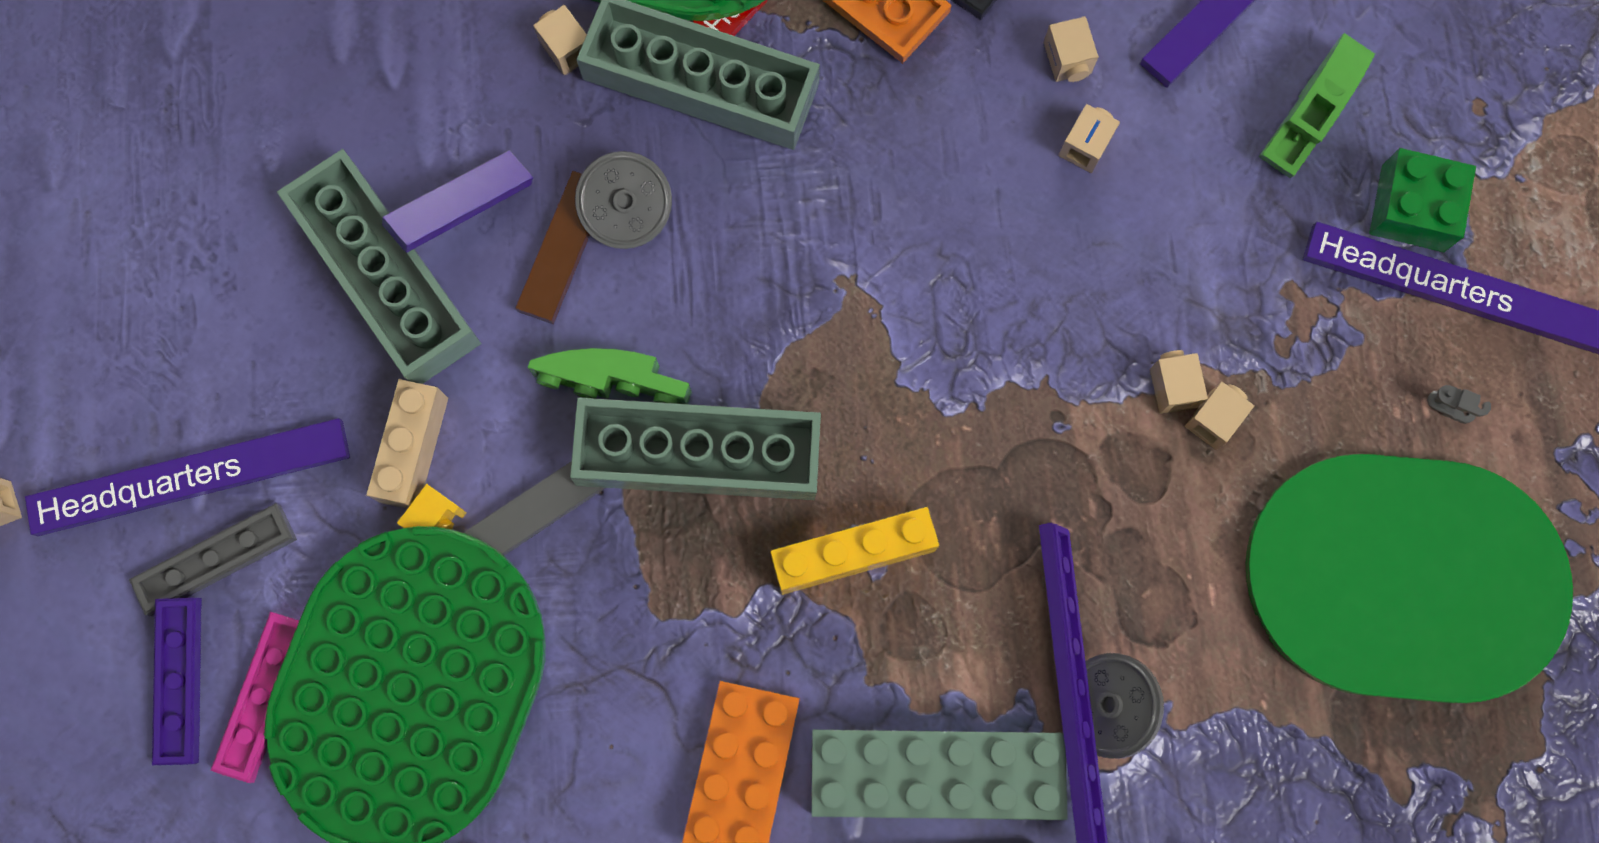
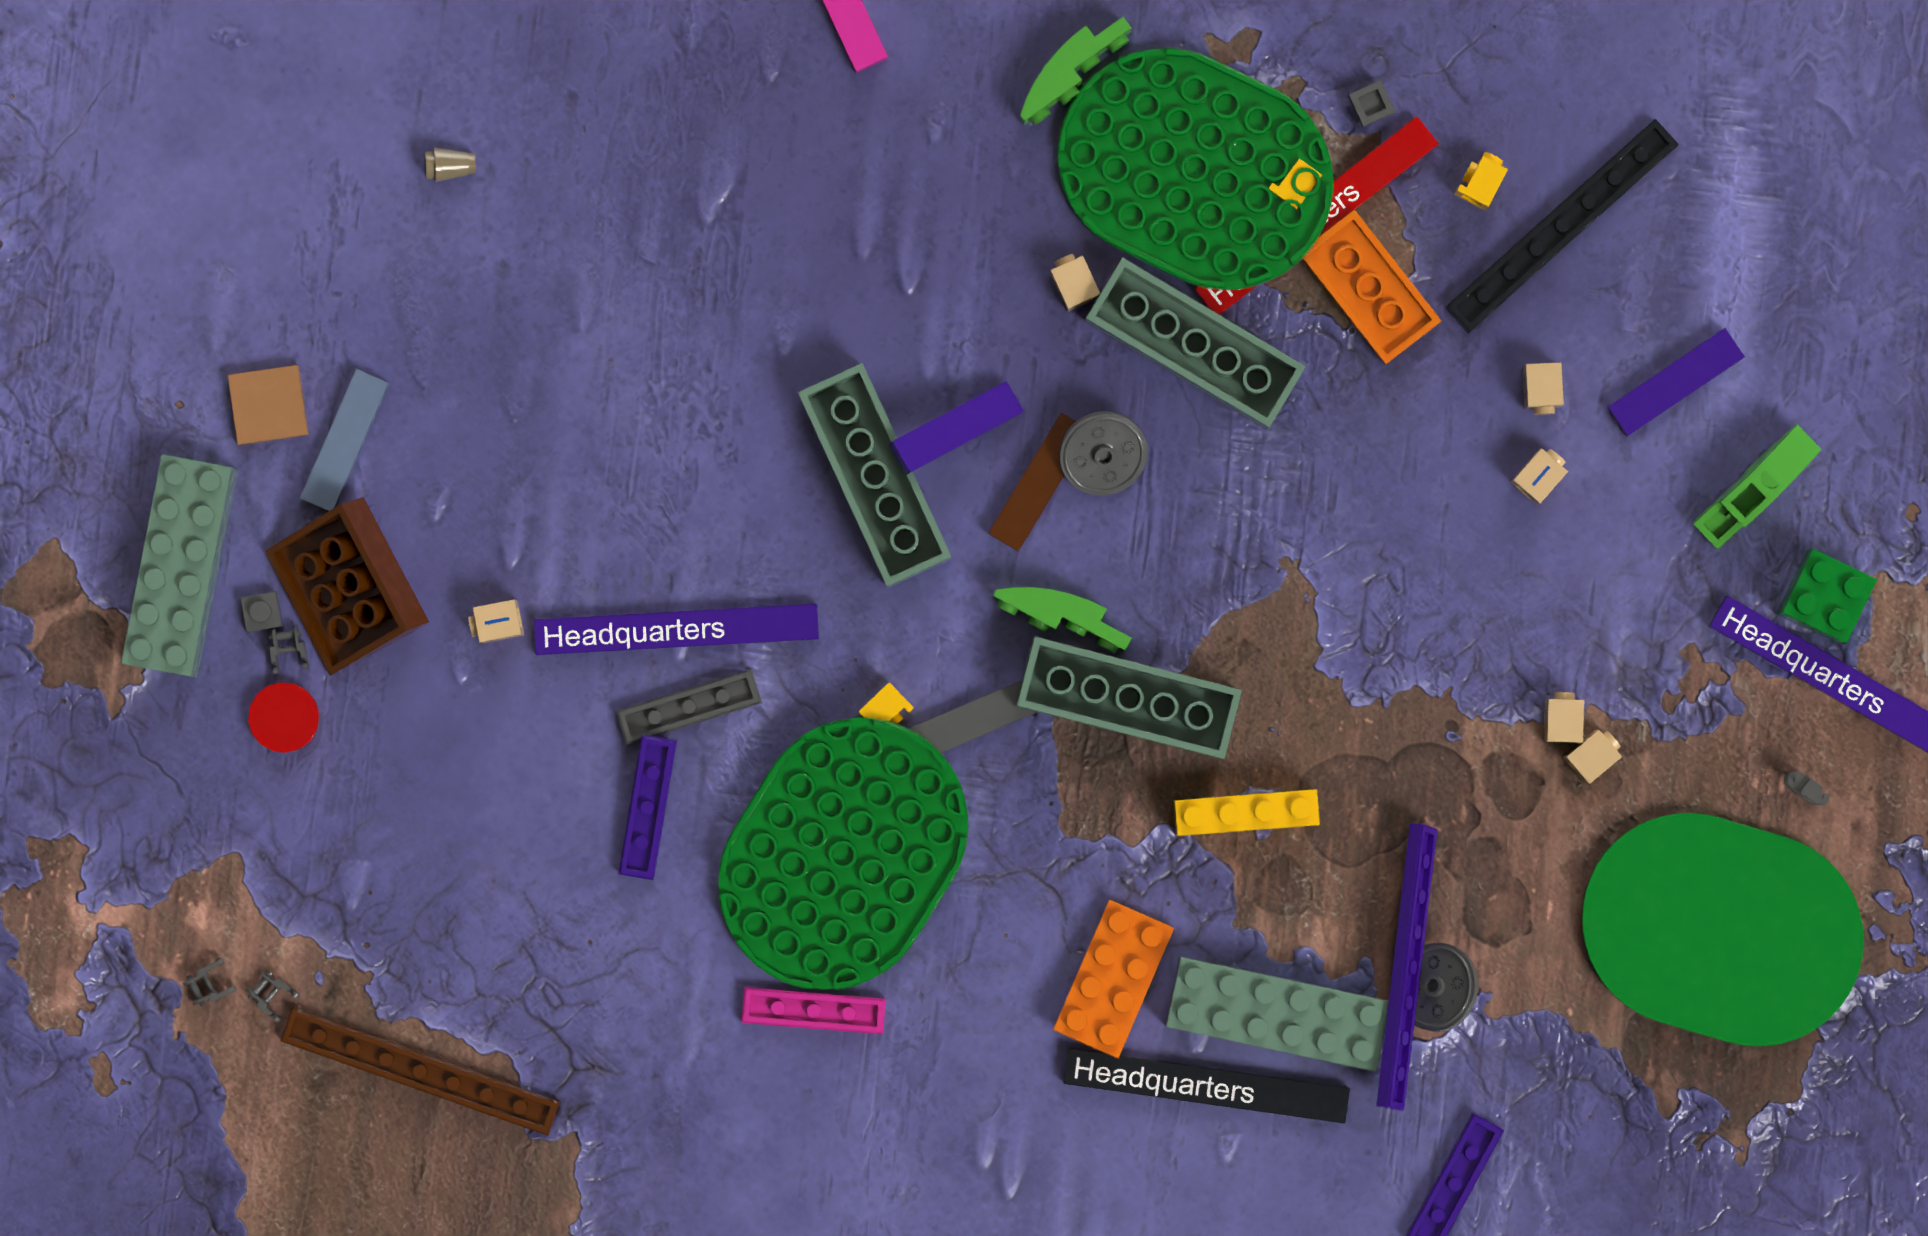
camera: 15 degrees right, 10 degrees up
(244, 739) = (706, 849): dark pink tile -> none
(407, 444) = (875, 641): tan brick -> none

